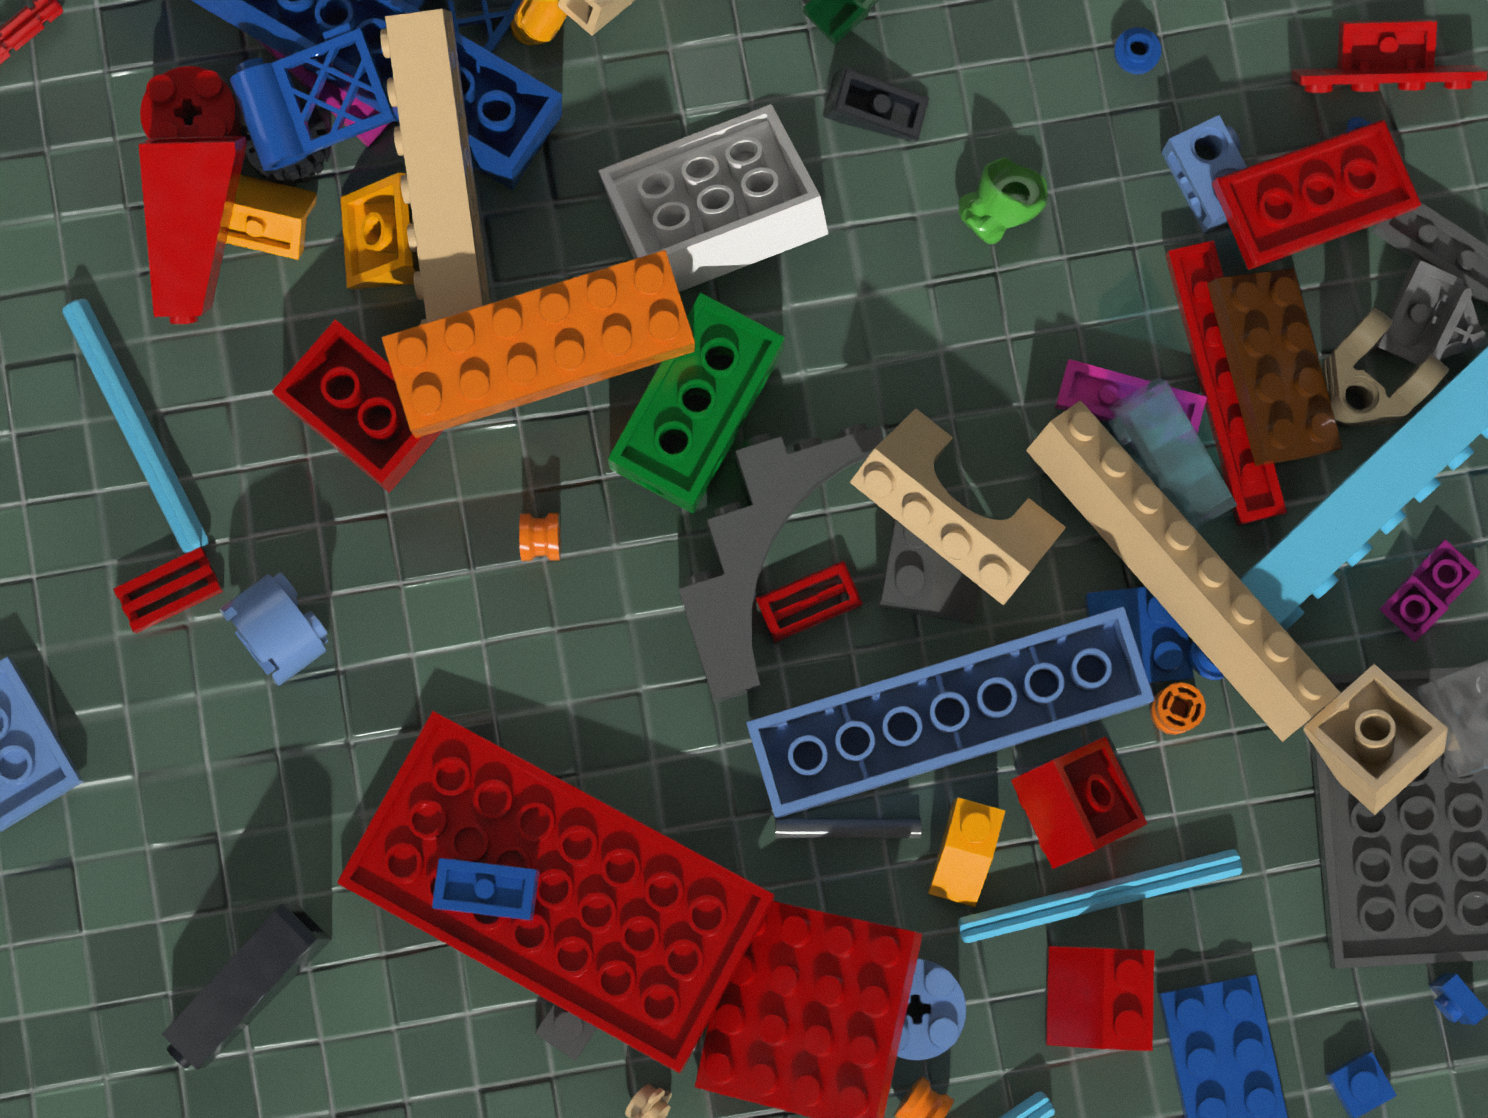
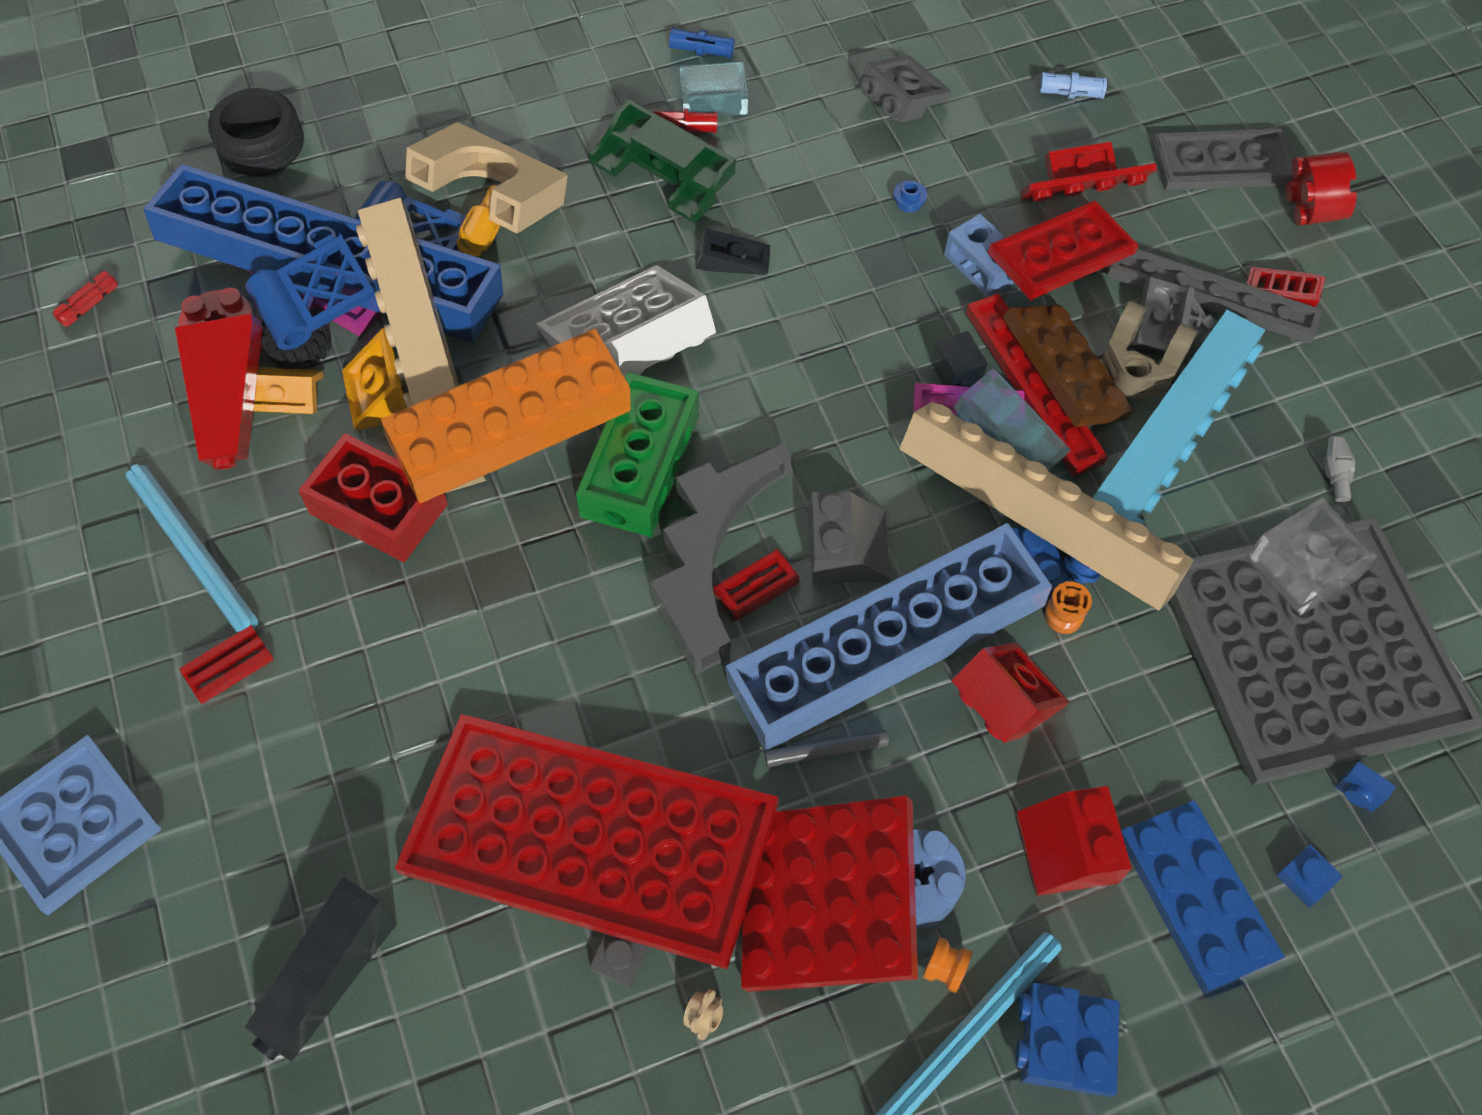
camera: 10 degrees left, 20 degrees down
(275, 628) = (319, 668): medium blue brick -> none
(485, 889) = (526, 840): blue plate -> none
(540, 537) = (531, 570): orange wheel -> none
(966, 851) = (929, 744): light orange slope -> none
(988, 551) = (815, 466): tan arch -> none
(1003, 199) = (838, 293): bright green hair -> none
(1099, 896) = (1045, 764): medium azure axle -> none
(1134, 338) = (958, 360): none -> black brick
(1376, 738) = (1233, 591): tan slope -> none
(1429, 590) = (1231, 495): magenta slope -> none

